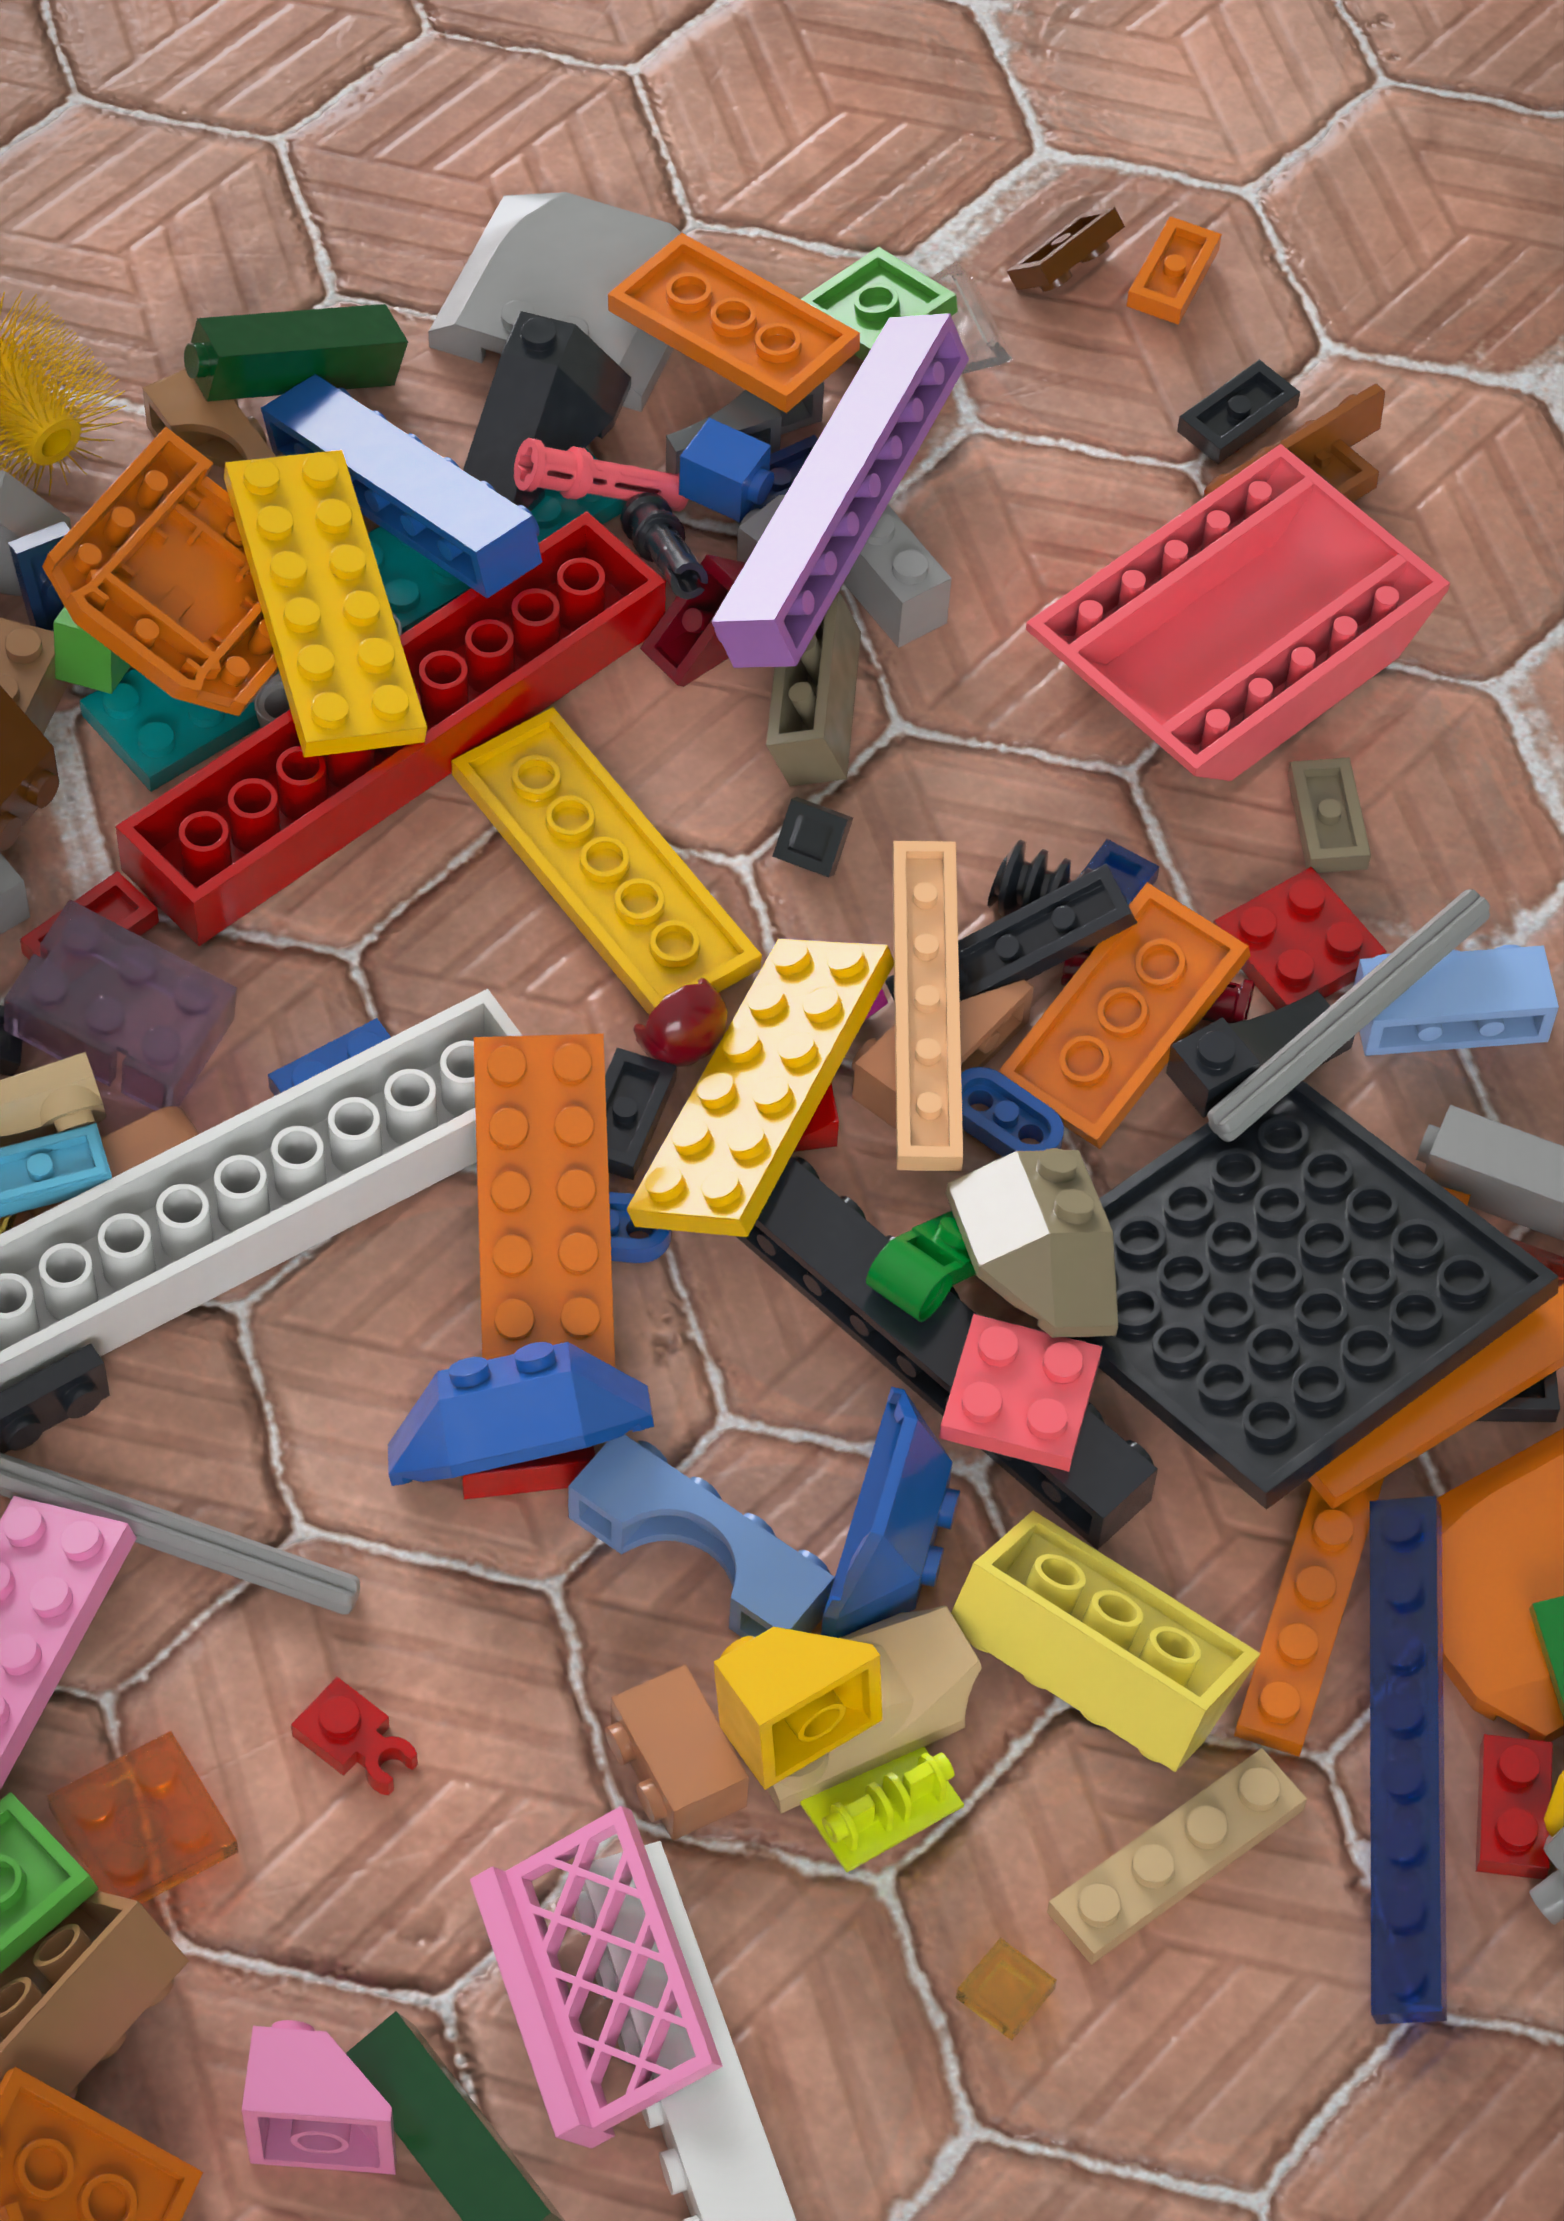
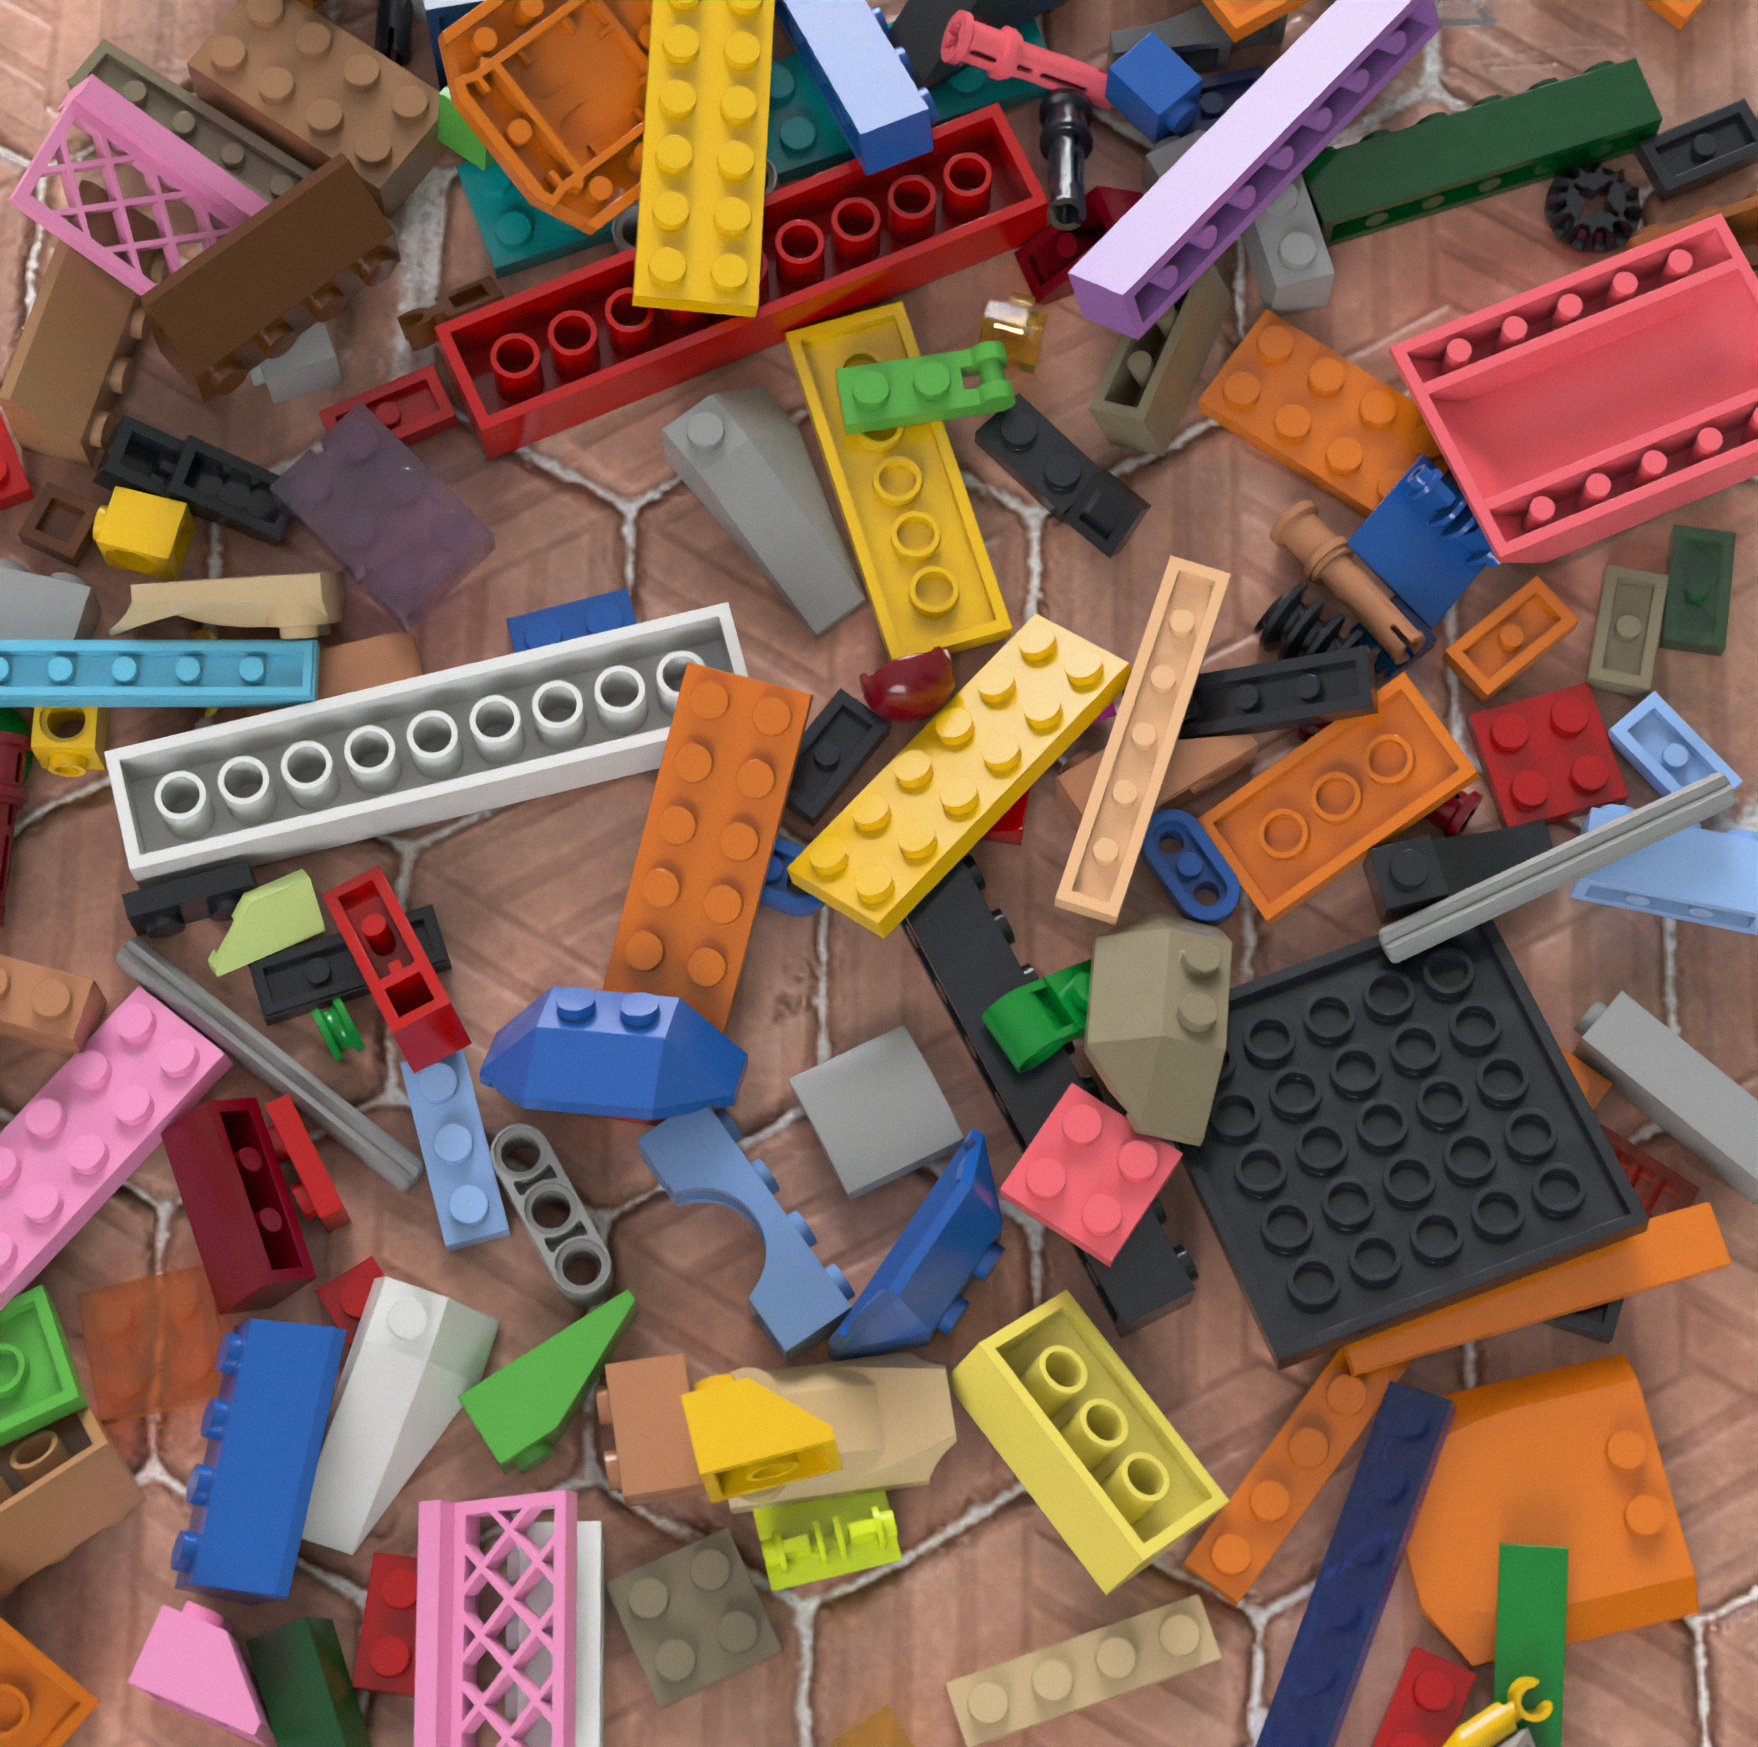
camera: 20 degrees right, 15 degrees up
(101, 840) = (420, 323): none -> reddish brown plate
(128, 1399) = (268, 922): none -> yellowish green tile
(188, 1661) = (238, 1205): none -> dark red brick
(219, 1424) = (324, 969): none -> black tile
(230, 1480) = (337, 1029): none -> green bush
(257, 1623) = (315, 1190): none -> red plate
(277, 1403) = (396, 969): none -> red slope
(296, 1881) = (258, 1461): none -> blue slope
(385, 1559) = (456, 1152): none -> light blue plate
(408, 1795) = (392, 1404): none -> white wedge
(480, 2018) = (389, 1628): none -> red plate
(482, 910) = (763, 490): none -> light grey wedge
(515, 1614) = (546, 1185): none -> light grey beam
(546, 1760) = (540, 1393): none -> bright green slope
(603, 771) = (924, 389): none -> bright green plate
(667, 711) = (1017, 328): none -> clear yellow tile
(726, 810) = (1036, 456): none -> black plate
(779, 1919) = (693, 1618): none -> dark tan plate
(789, 1409) = (877, 1112): none -> light grey slope
(990, 716) = (1318, 414): none -> orange plate
(1041, 827) = (1330, 563): none -> nougat pin
(1044, 455) = (1480, 151): none -> dark green brick
(1119, 783) = (1424, 542): none -> blue hinge
(1171, 498) = (1600, 230): none -> black gear
(1226, 849) = (1510, 639): none -> orange plate
(1380, 765) = (1697, 590): none -> clear green plate
(1398, 900) = (1665, 747): none -> light blue plate

